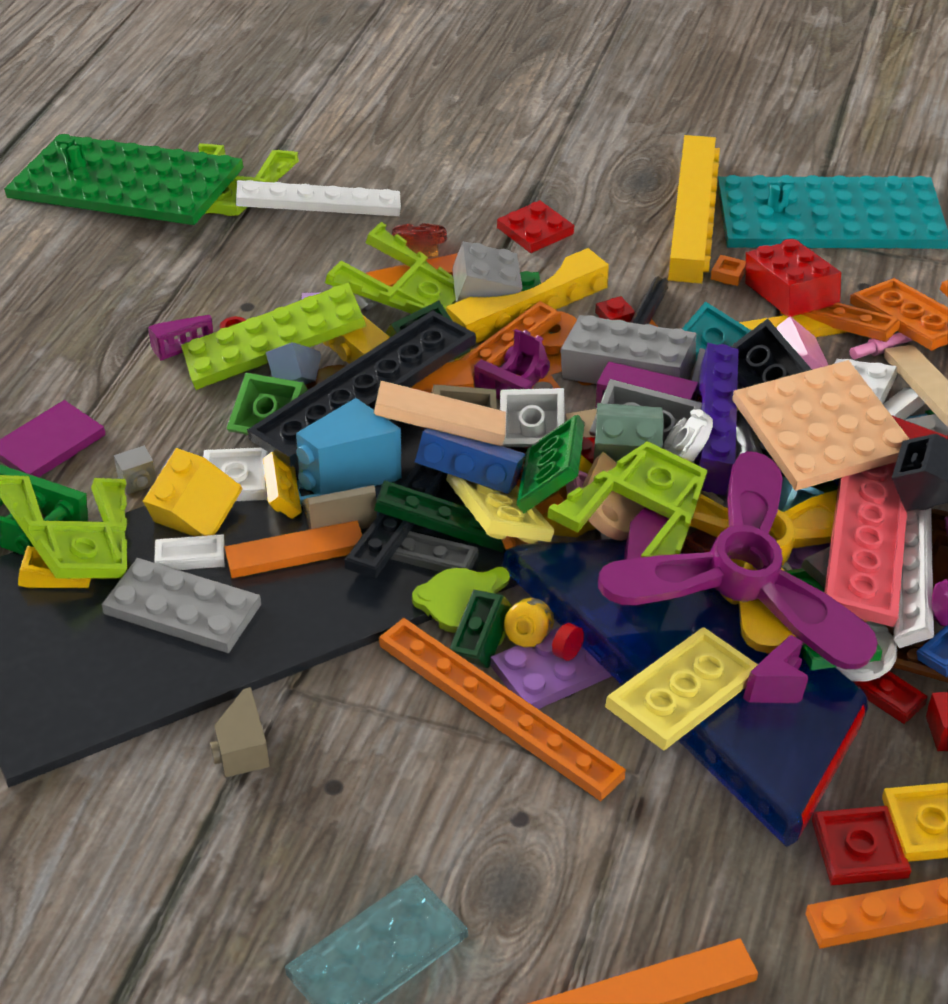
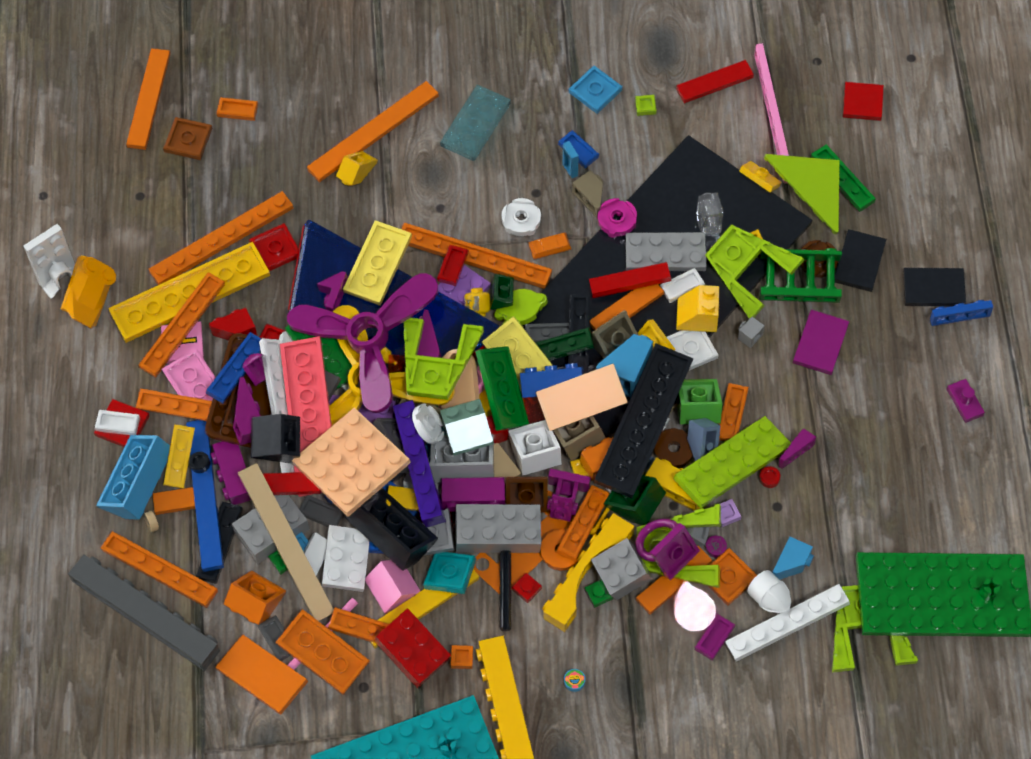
camera: 160 degrees right, 20 degrees up
(37, 869) = (645, 105): none -> lime tile
(78, 604) = (709, 213): none -> clear brick
(108, 935) = (595, 89): none -> dark azure tile
(213, 831) = (586, 153): none -> blue tile
(217, 412) = (732, 411): none -> orange tile
(223, 689) = (620, 208): none -> dark pink plate
(245, 782) = (570, 159): none -> dark azure tile
(266, 572) = (630, 280): none -> red tile
(272, 245) = (793, 558): none -> dark azure slope
(320, 212) = (770, 592): none -> white helmet
(356, 254) = (734, 577): none -> orange tile
(359, 690) = (549, 245): none -> orange tile
(386, 759) = (521, 227): none -> white plate
(413, 215) = (714, 637): none -> magenta tile
(414, 245) = (672, 551): none -> magenta tile
(535, 226) = (619, 663): red plate -> none
(544, 688) = (452, 265): none -> red tile
(567, 641) = (451, 287): red tile -> none
(573, 375) = (527, 491): none -> reddish brown slope
(597, 225) = (574, 680): none -> tile
(655, 929) = (355, 168): none -> yellow slope

